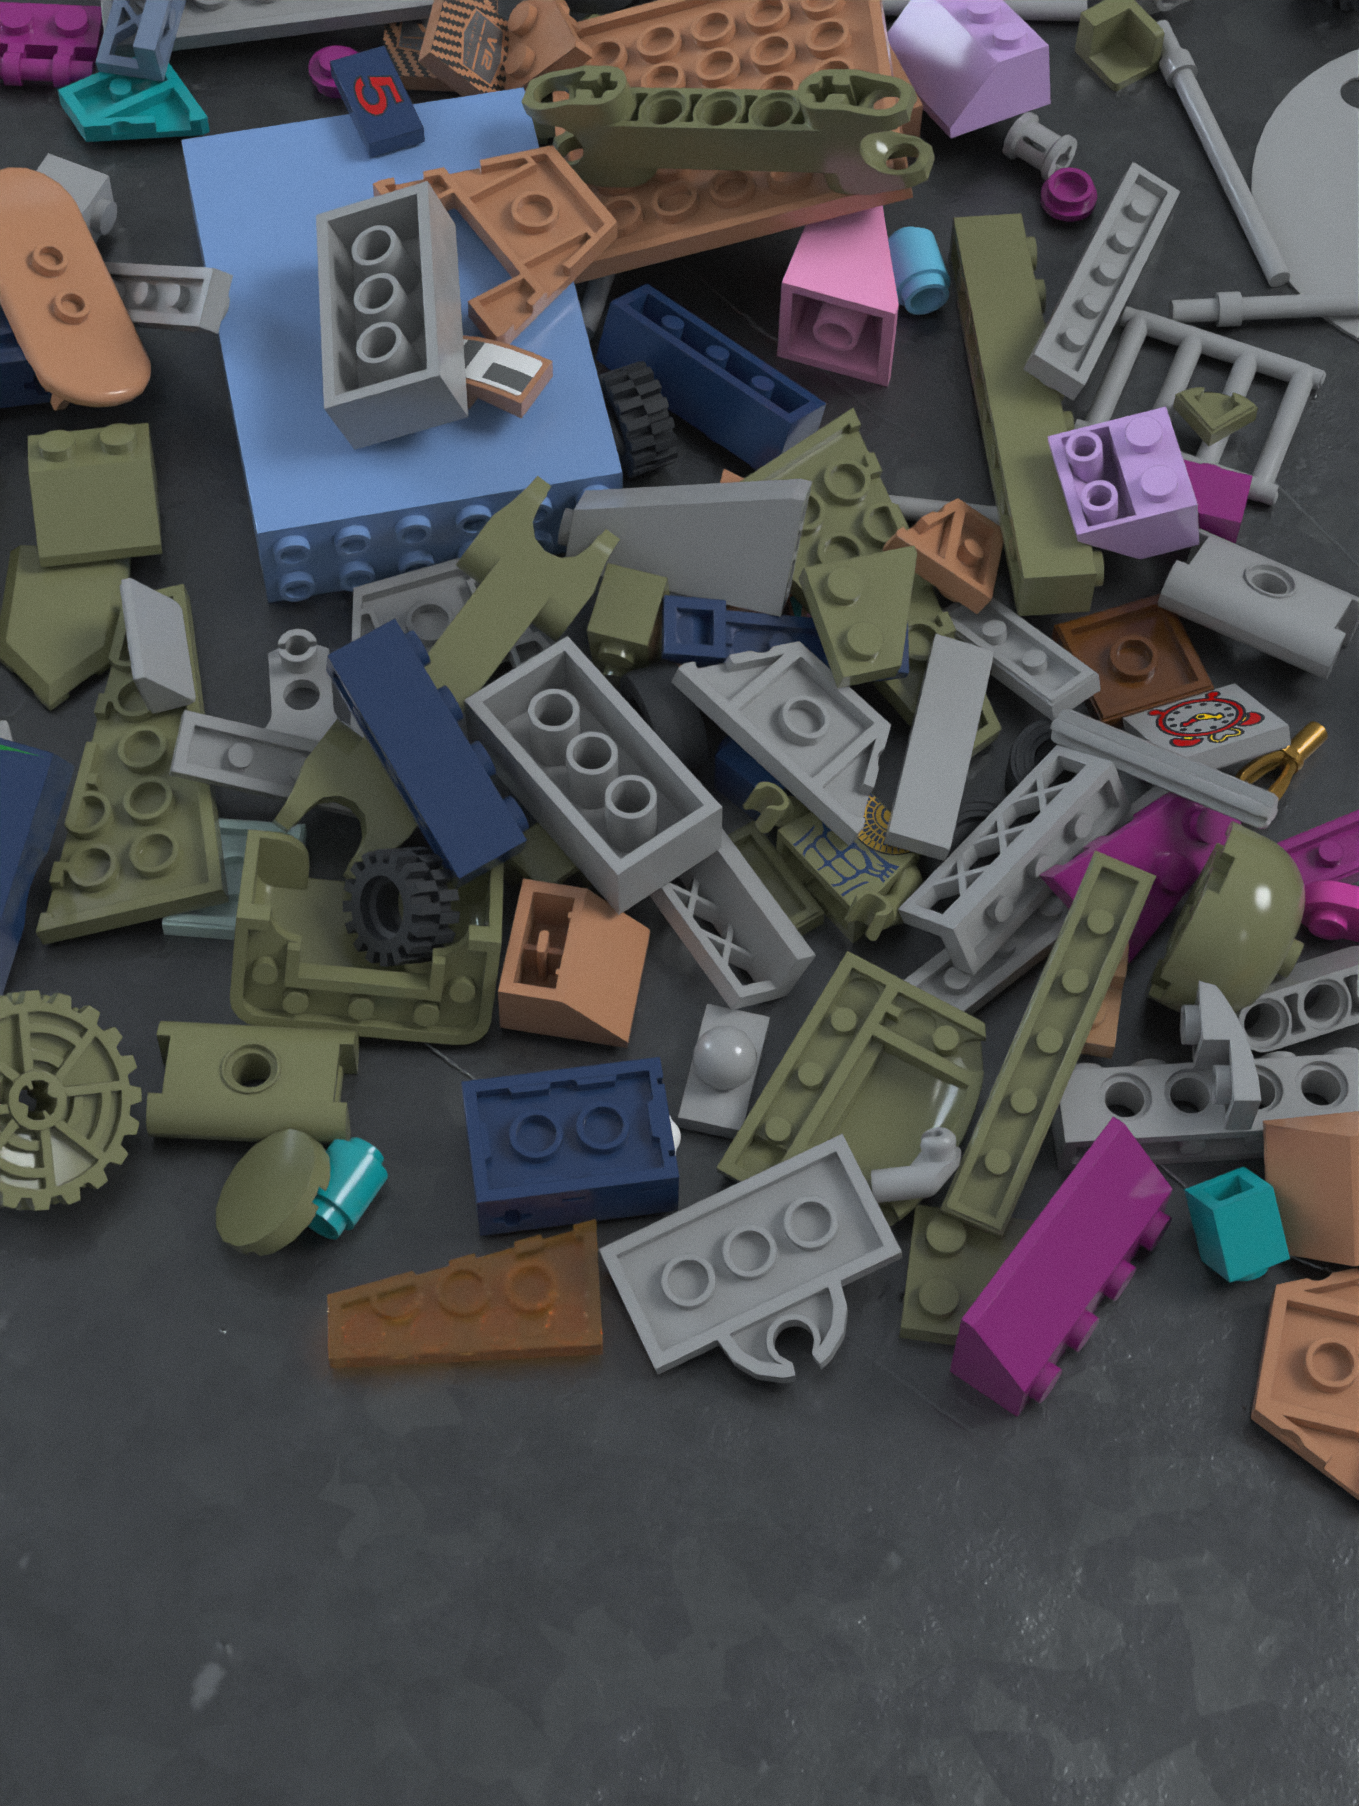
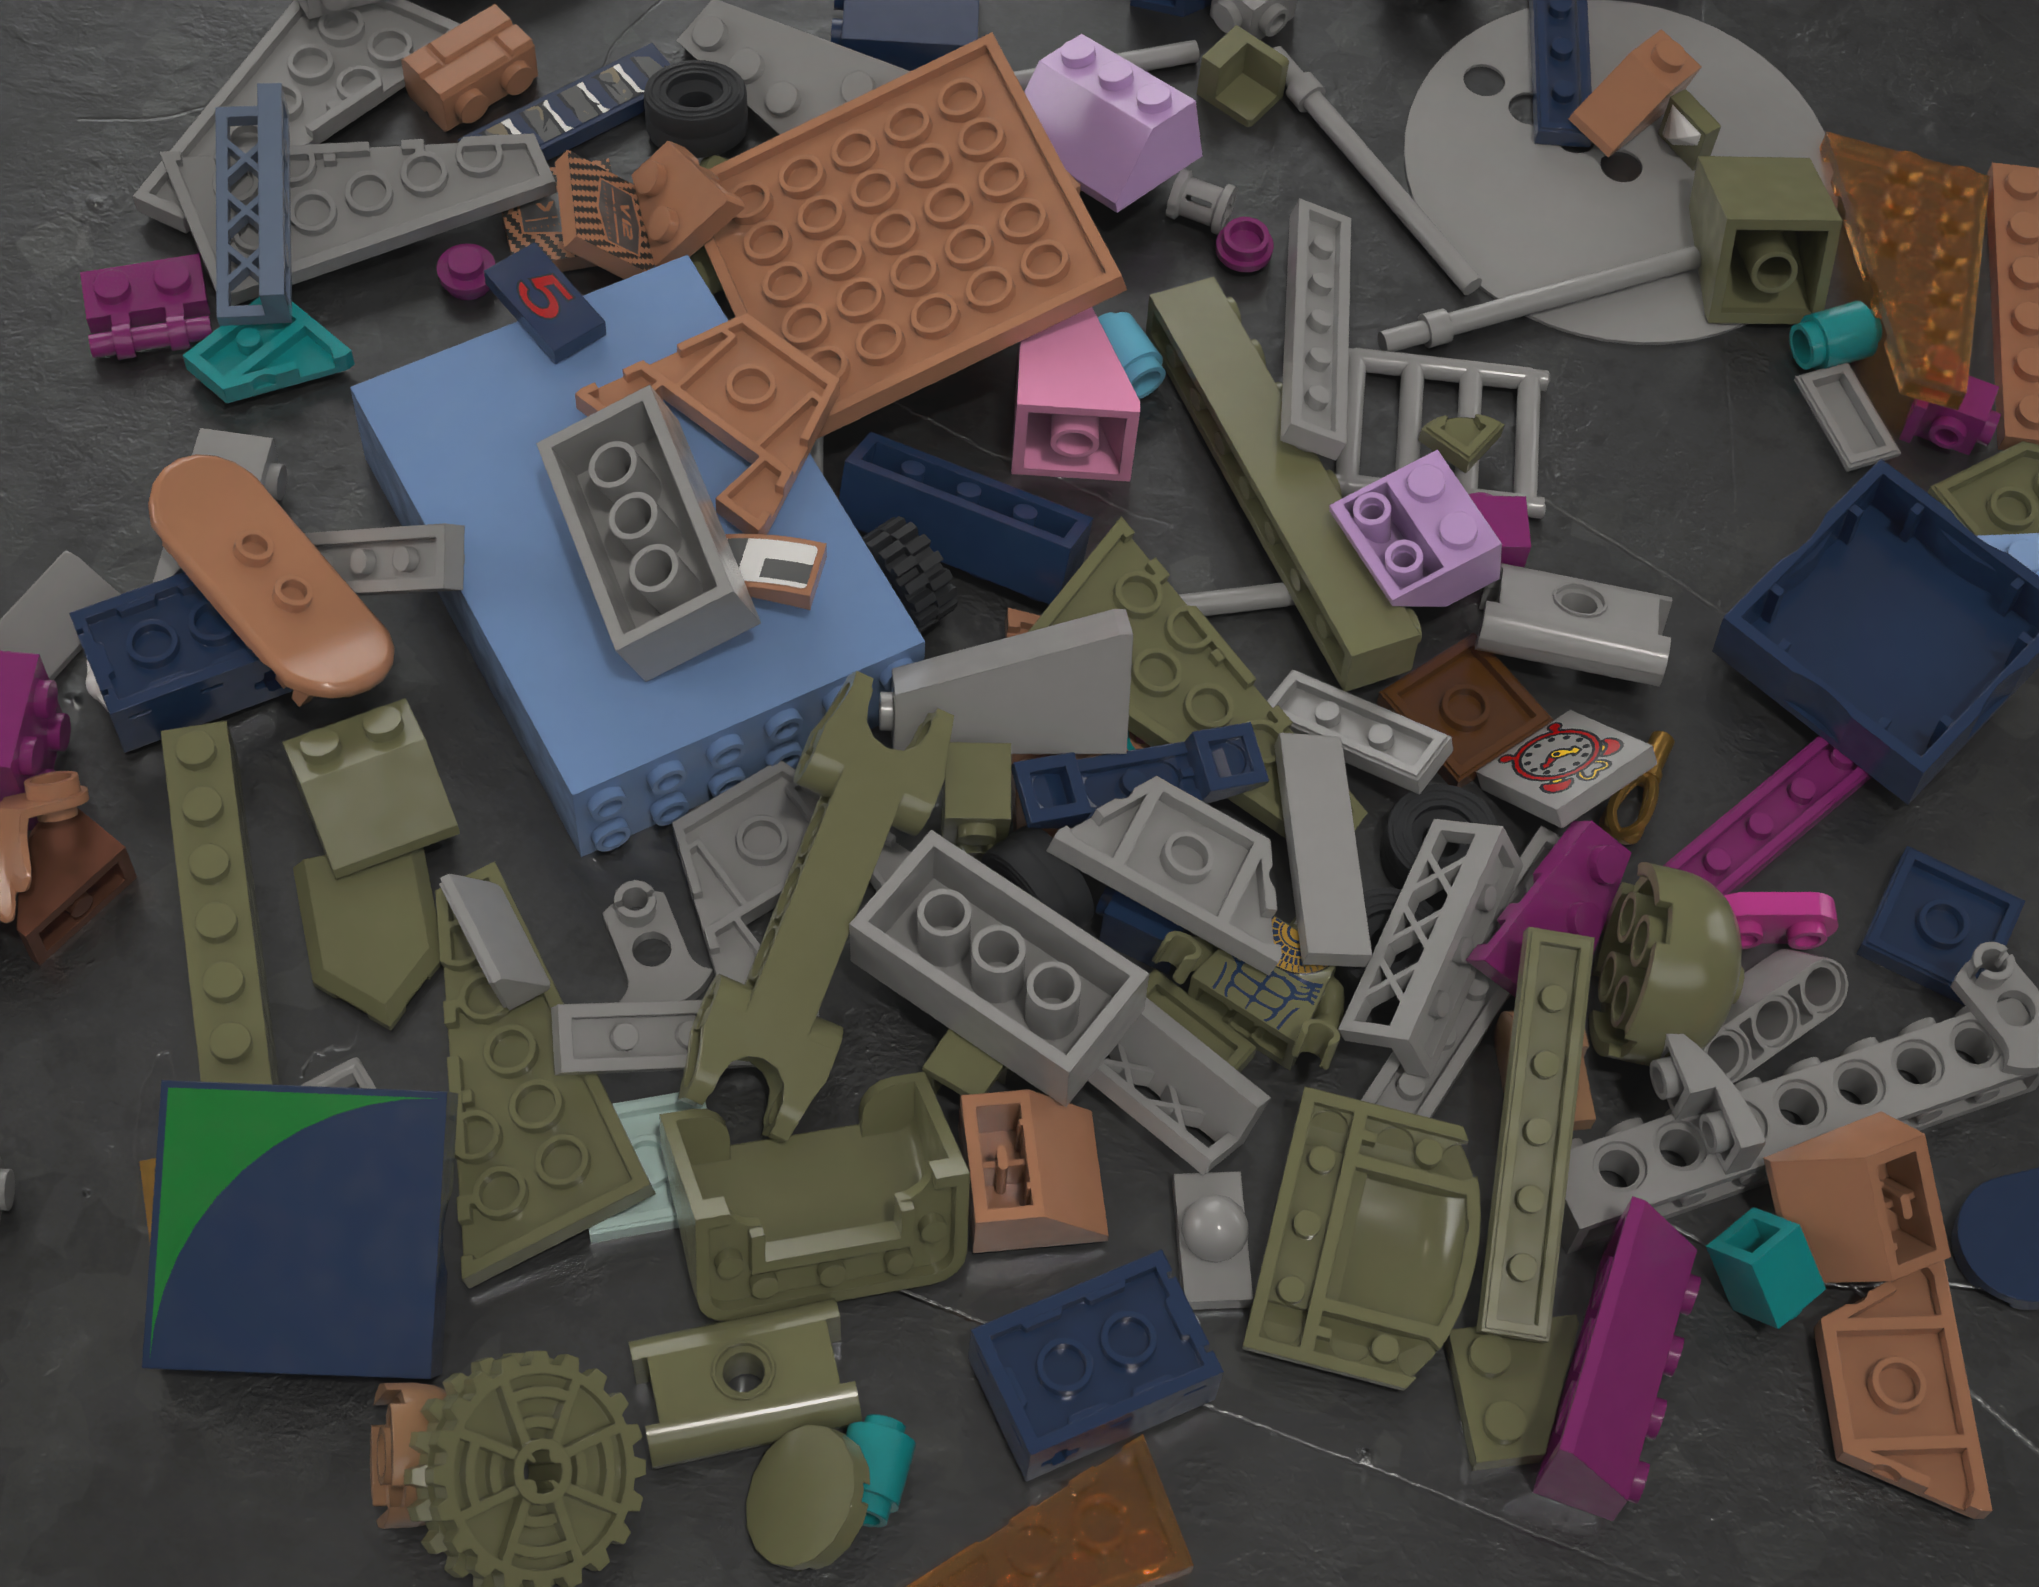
camera: 20 degrees left, 0 degrees up
(377, 912) = (817, 1170): black tyre -> none
(426, 752) = (832, 991): dark blue brick -> none
(755, 1264) = (1318, 1439): light grey plate -> none
(815, 129) = (1022, 244): olive piece -> none
(862, 612) = (1210, 731): olive wing -> none
(925, 1174) = (1457, 1299): light grey arm -> none
(955, 552) = (1266, 643): nougat wing -> none
(1166, 769) = (1553, 820): light grey axle -> none

